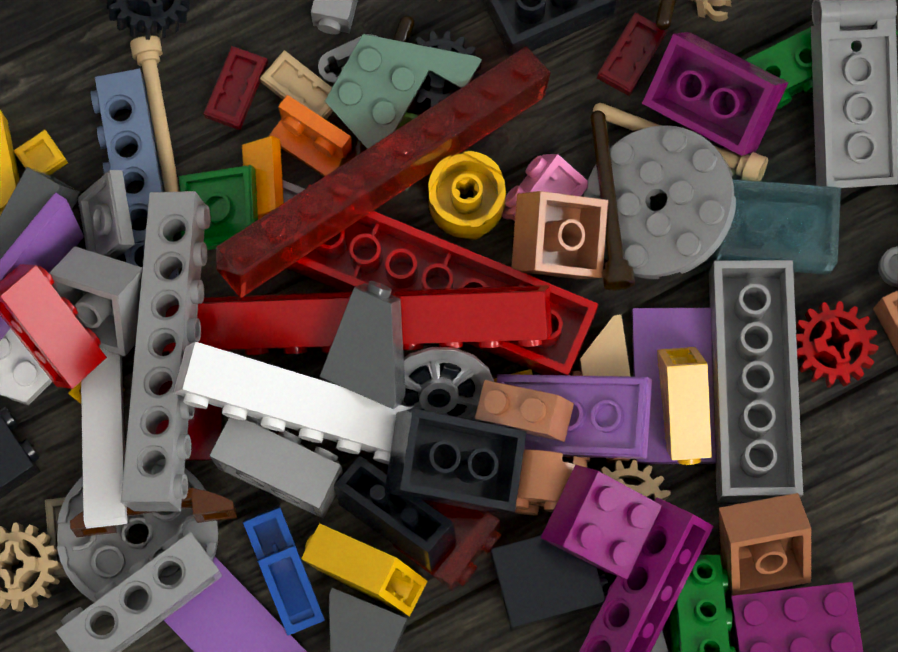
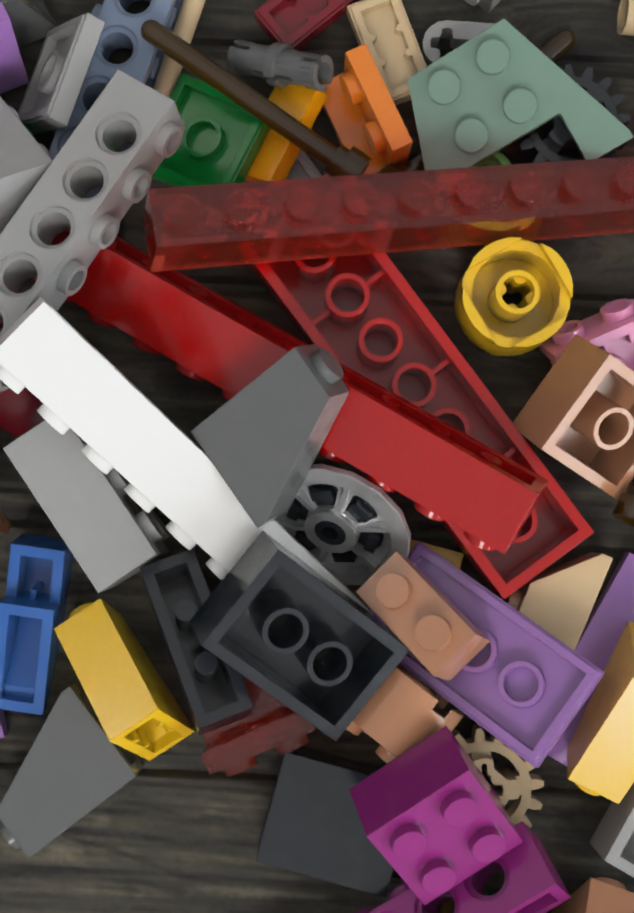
camera: 30 degrees right, 10 degrees up
(240, 136) = (280, 64): none -> dark grey pin
(311, 173) = (336, 160): none -> dark brown piece

